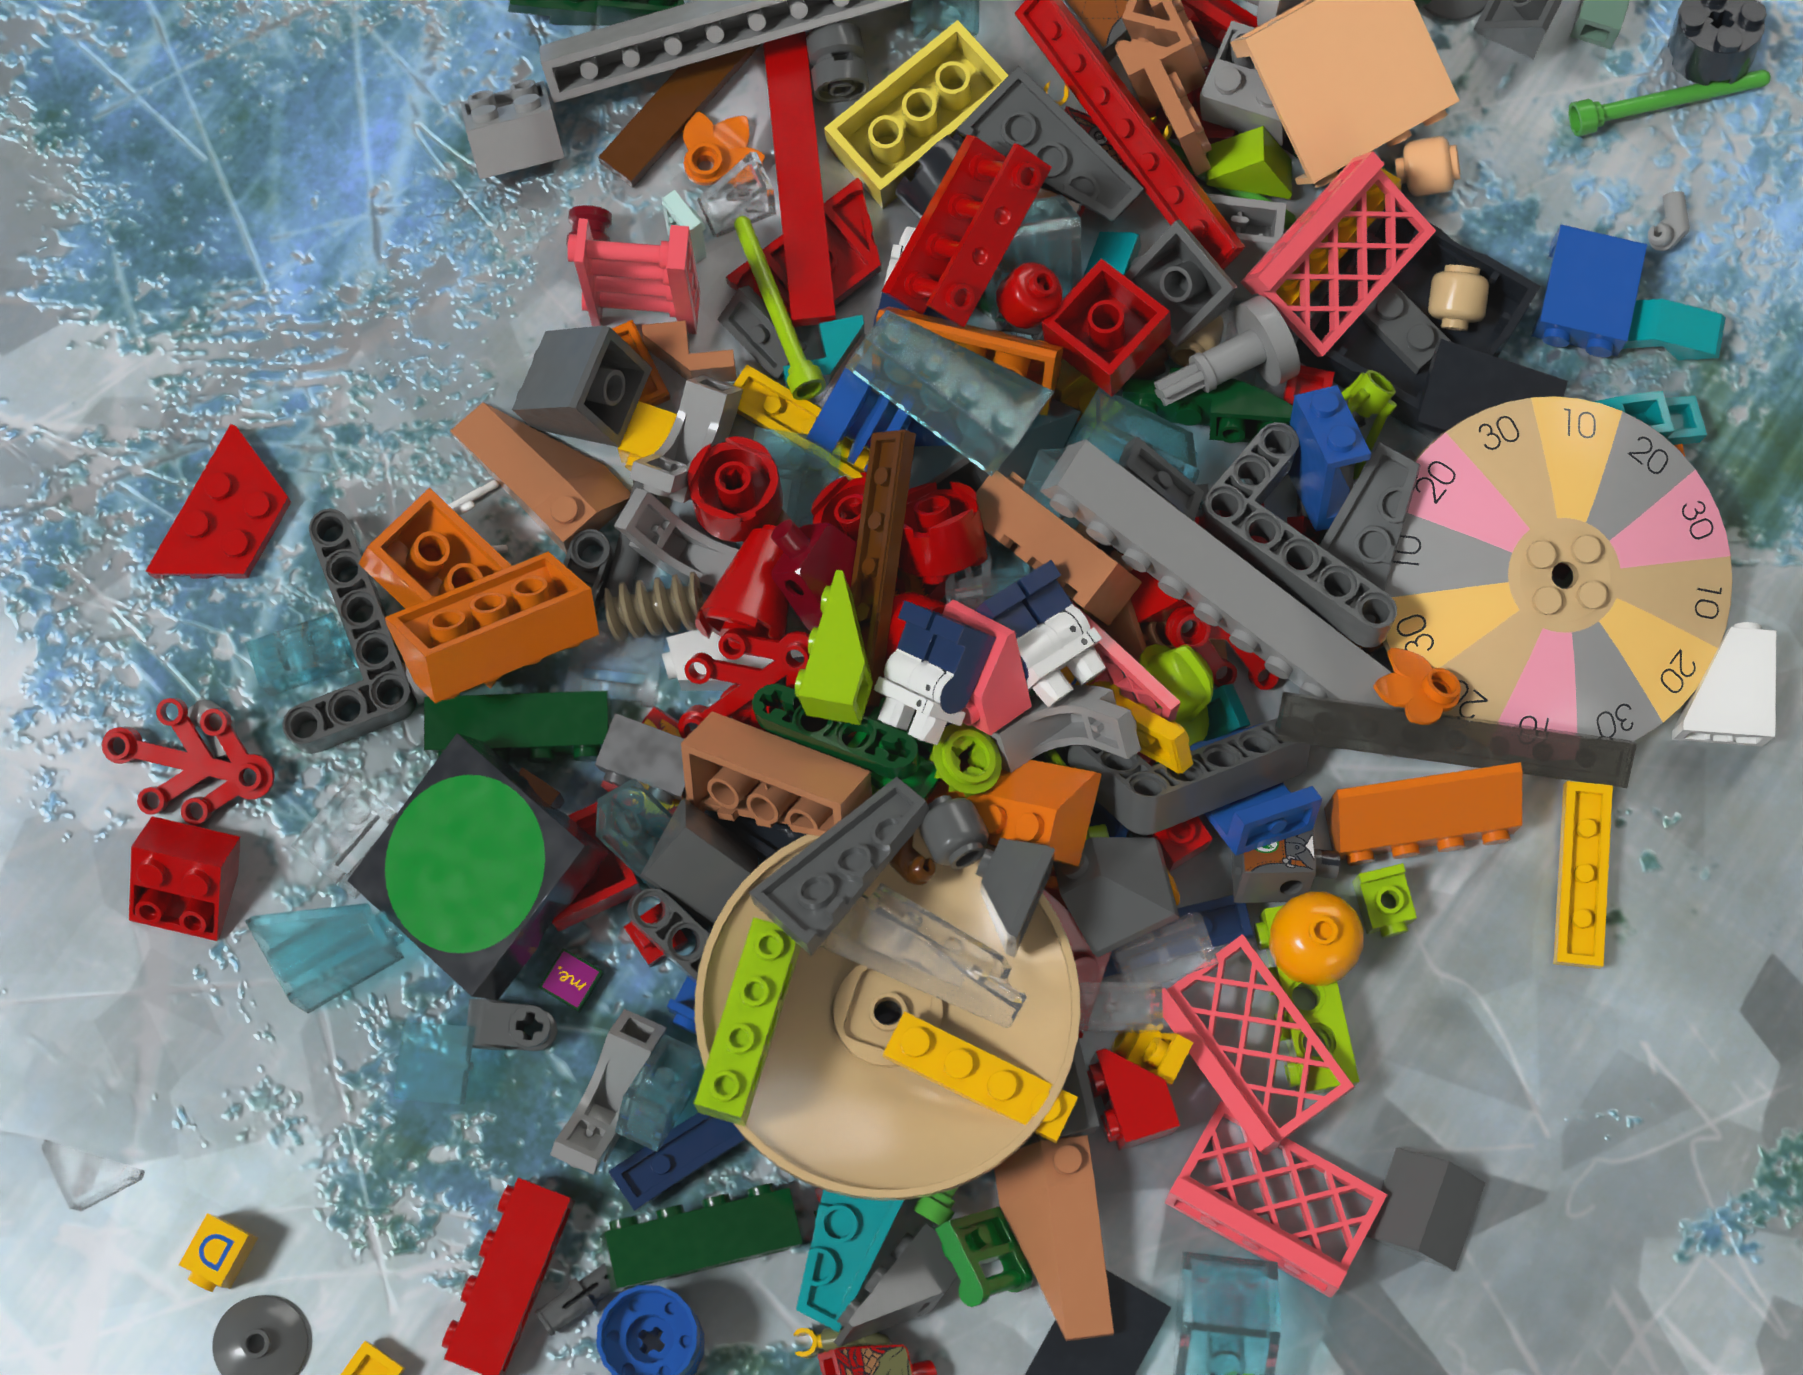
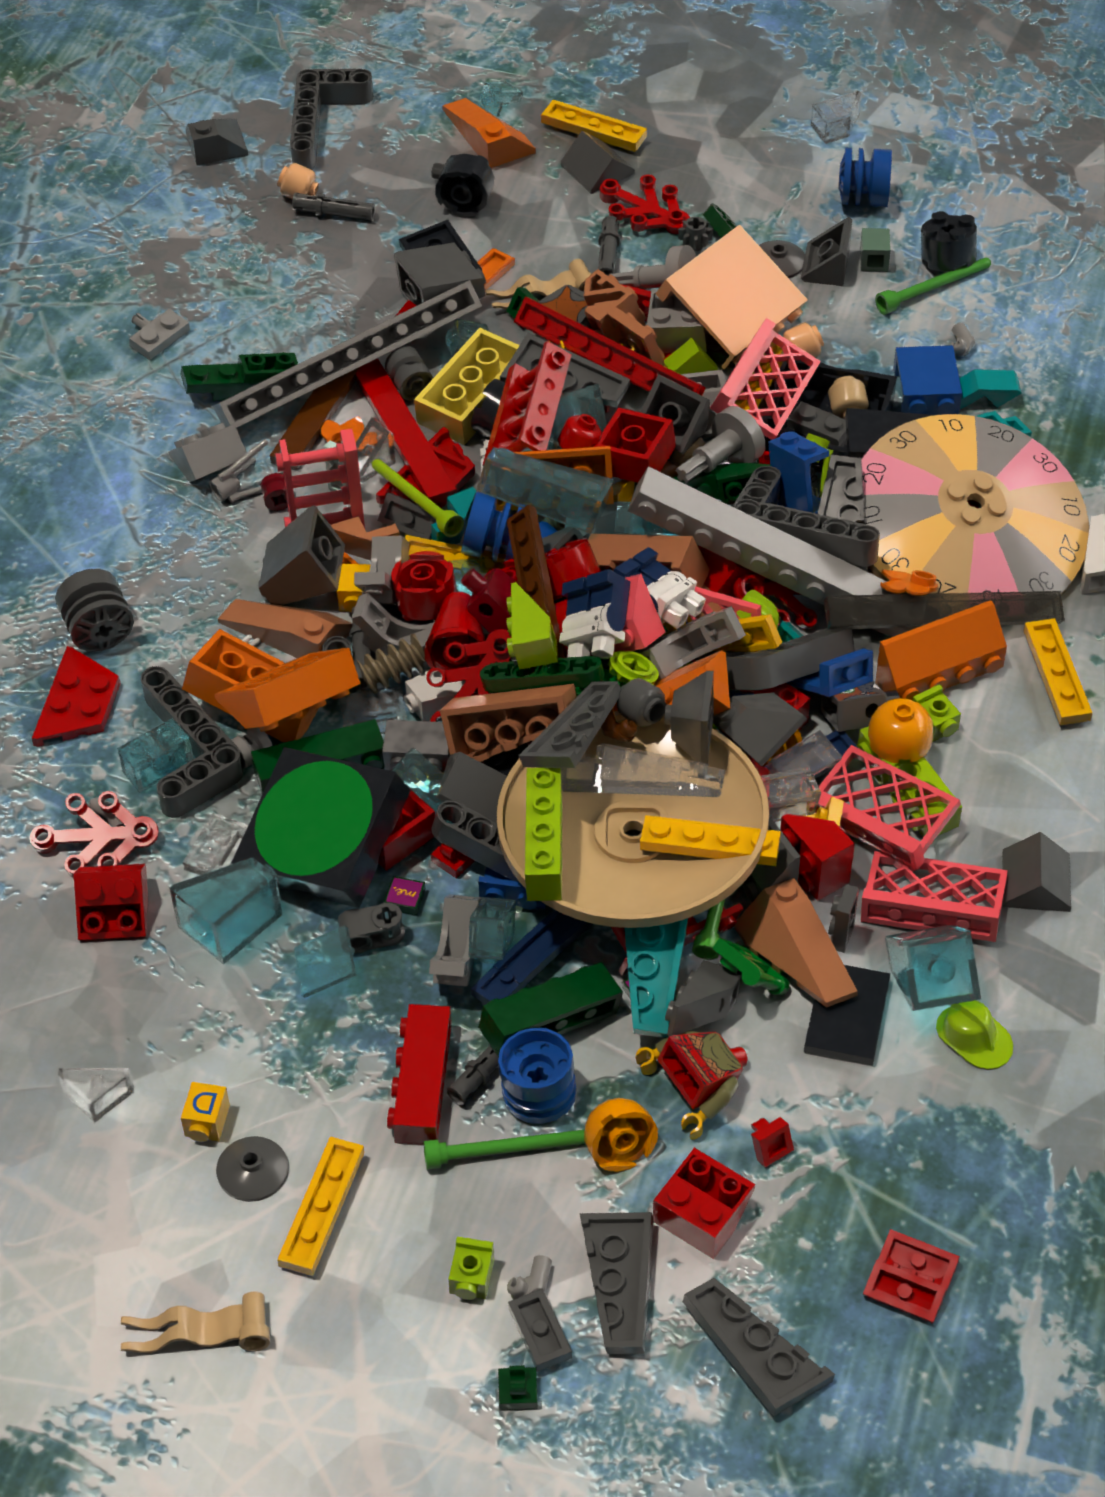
camera: 15 degrees left, 25 degrees down
(276, 385) = (94, 610): none -> dark grey wheel
(522, 193) = (227, 483): none -> light grey plant
(1133, 1215) = (843, 917): none -> dark grey plate

